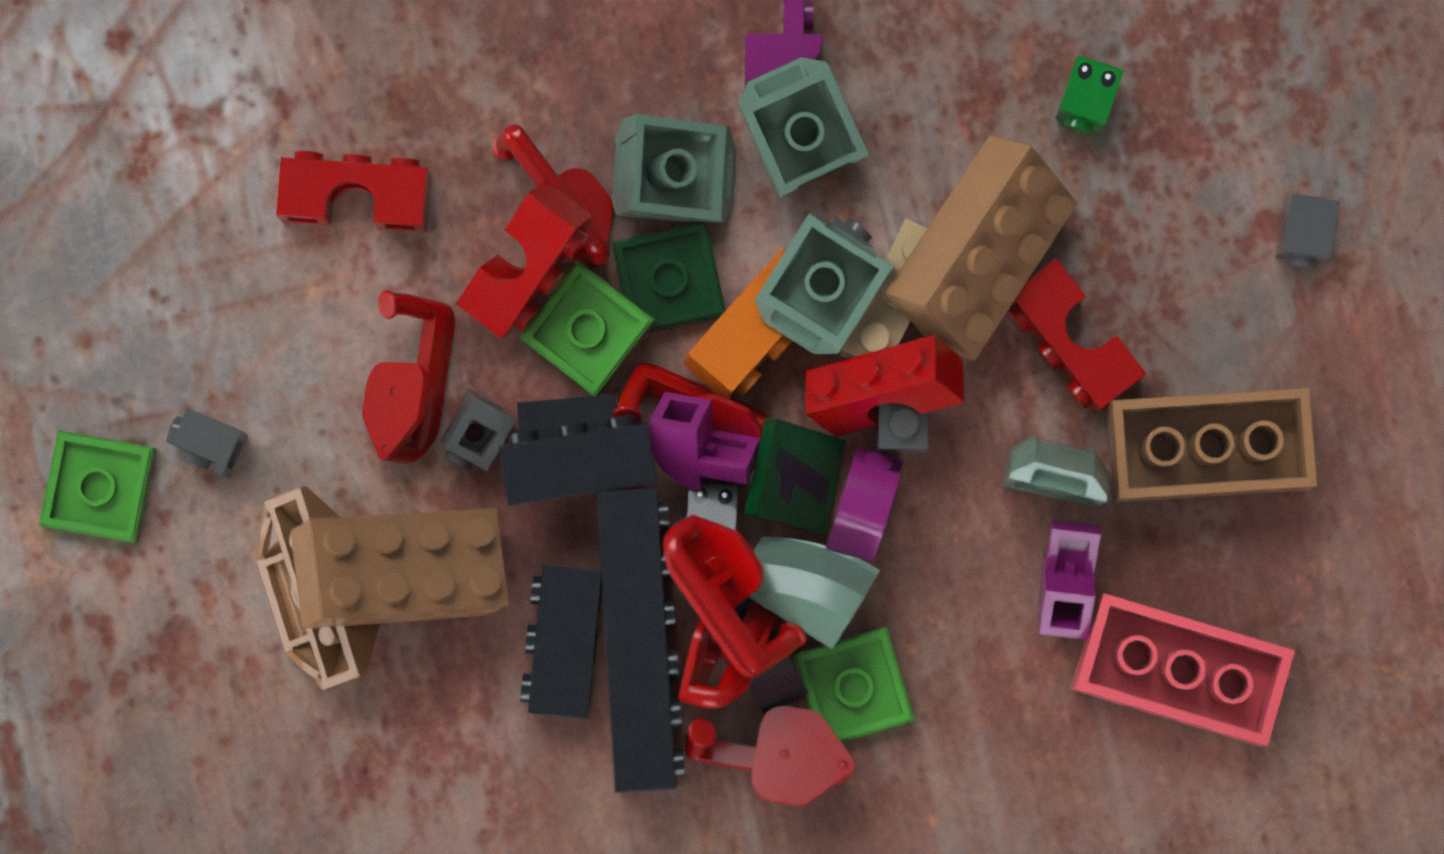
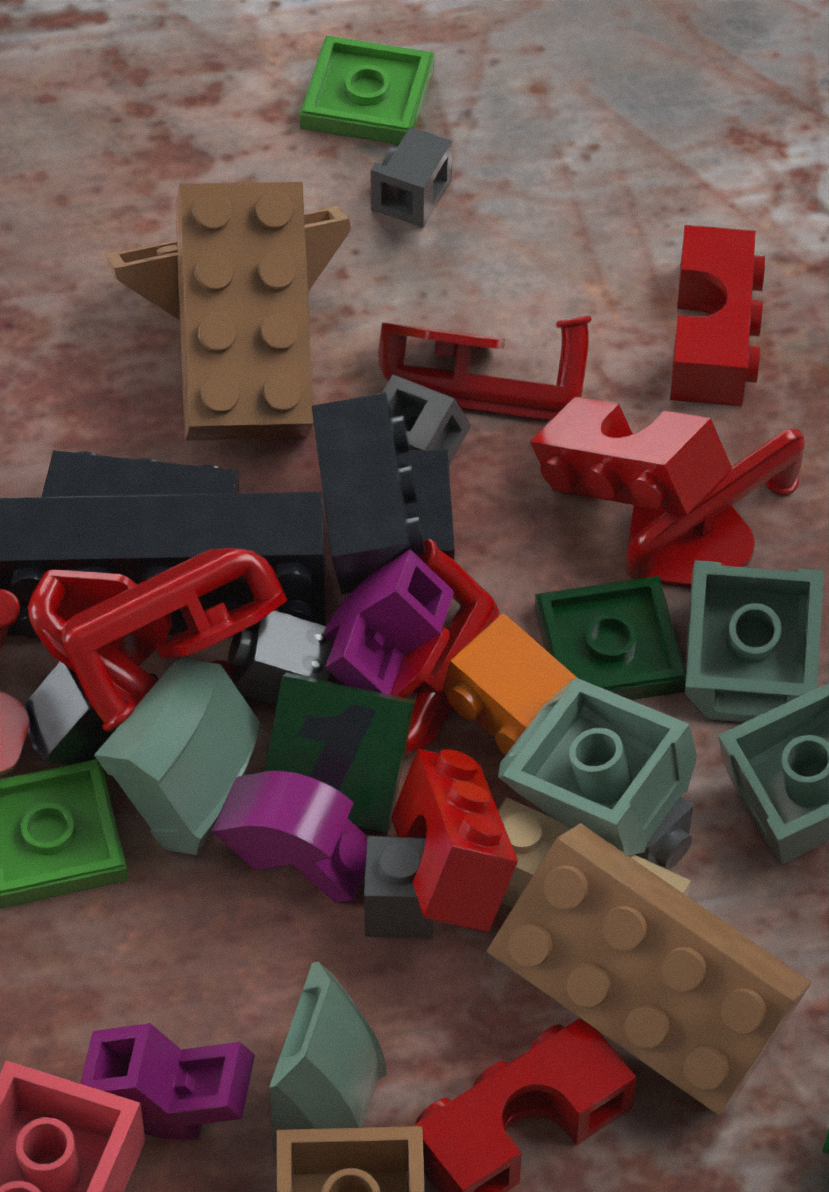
camera: 90 degrees right, 30 degrees down
(588, 329) = (543, 546): bright green tile -> none

